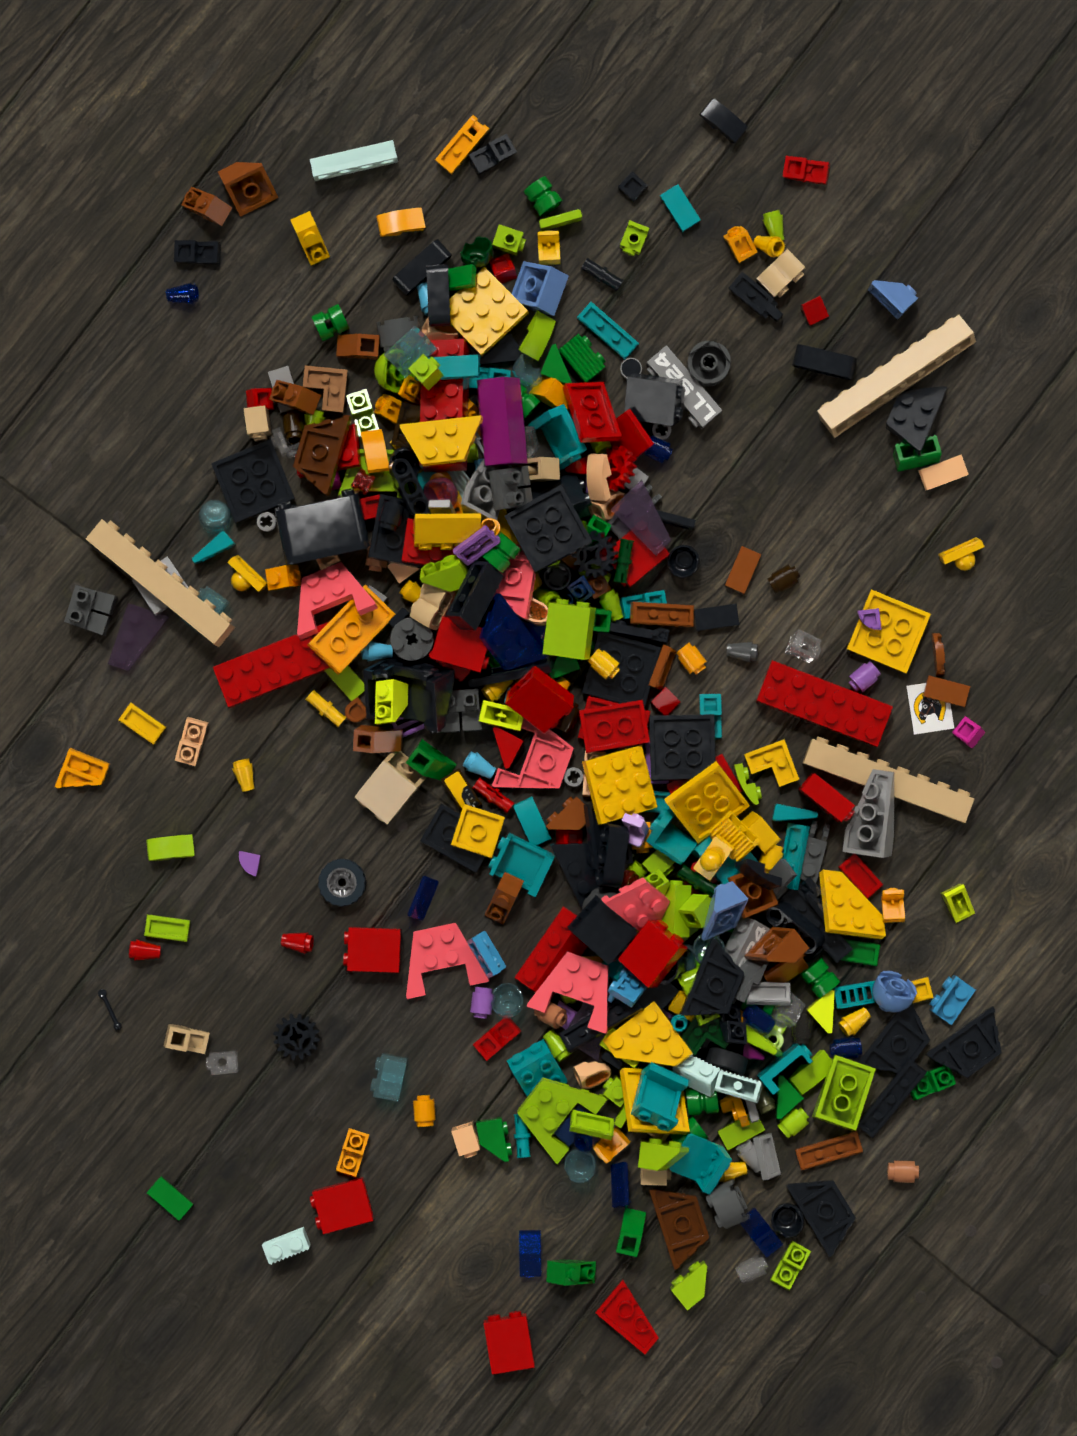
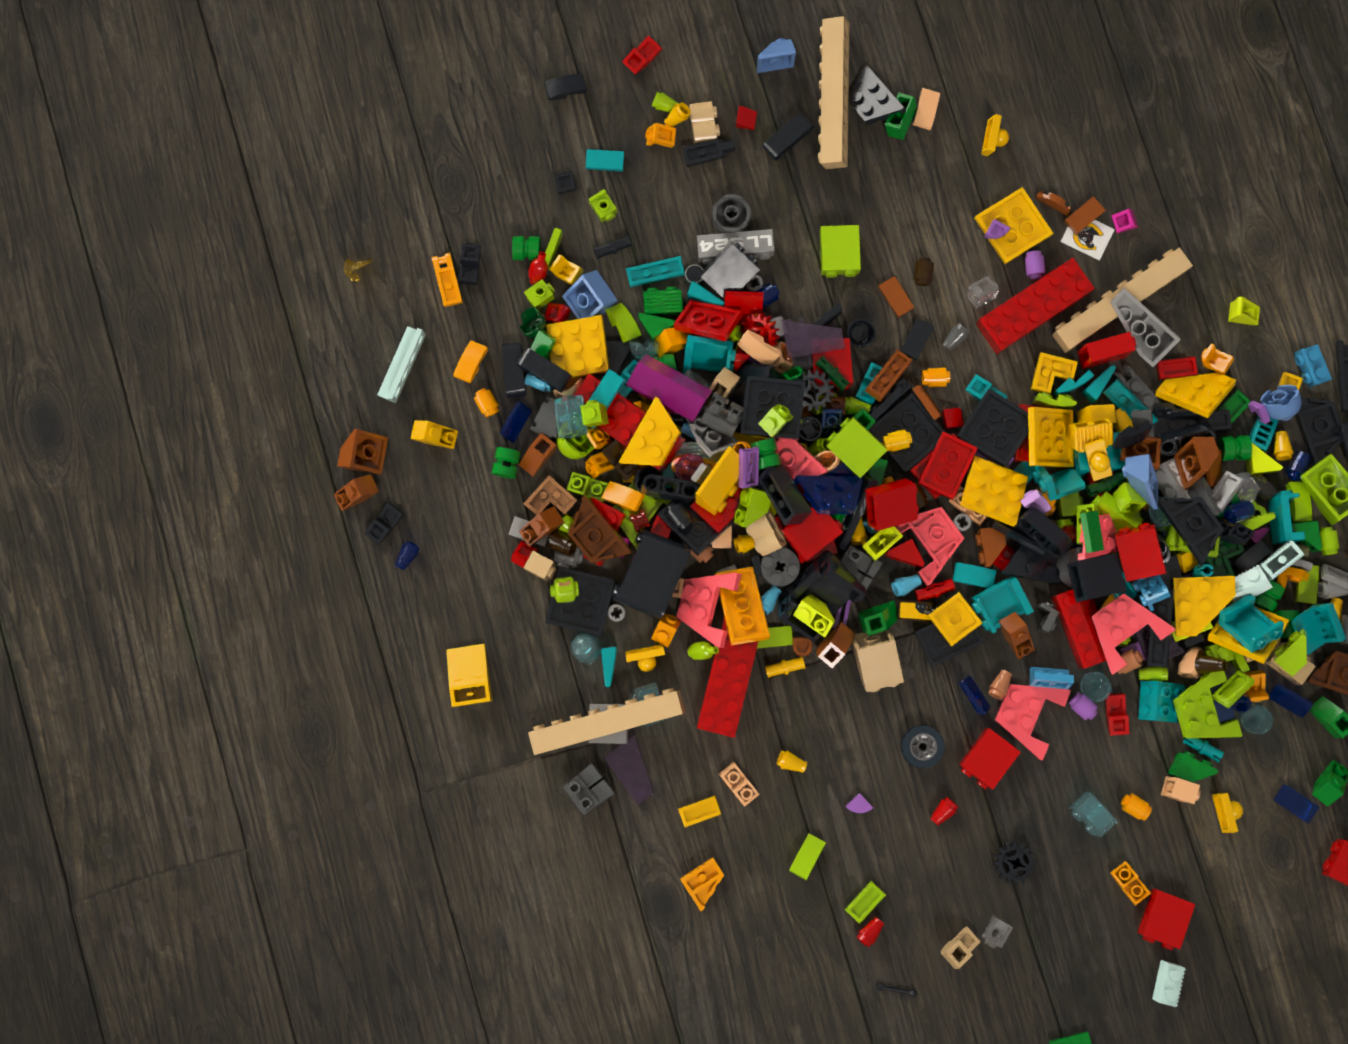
camera: 55 degrees left, 5 degrees down
(114, 429) = (468, 675): none -> yellow slope
(252, 459) = (564, 589): none -> lime head
(286, 622) = (702, 650): none -> lime plant
(373, 264) = (486, 402): none -> light orange brick
(374, 304) = (515, 422): none -> clear blue slope
(412, 49) = (350, 266): none -> clear yellow piece
(448, 914) = (1000, 685): none -> nougat cone
(478, 1196) = (1227, 812): none -> yellow tile
(530, 221) = (538, 269): none -> red plant
(537, 539) = (775, 419): none -> lime bracket
(537, 919) = (1049, 622): none -> dark grey bracket
(598, 1087) = (1209, 664): none -> dark brown cone
(614, 388) = (700, 294): none -> teal slope
(634, 893) = (1092, 531): none -> green tile
(748, 487) = (840, 250): none -> lime brick
(770, 787) = (1069, 385): none -> teal slope
(871, 978) = (1261, 411): none -> medium lavender tile

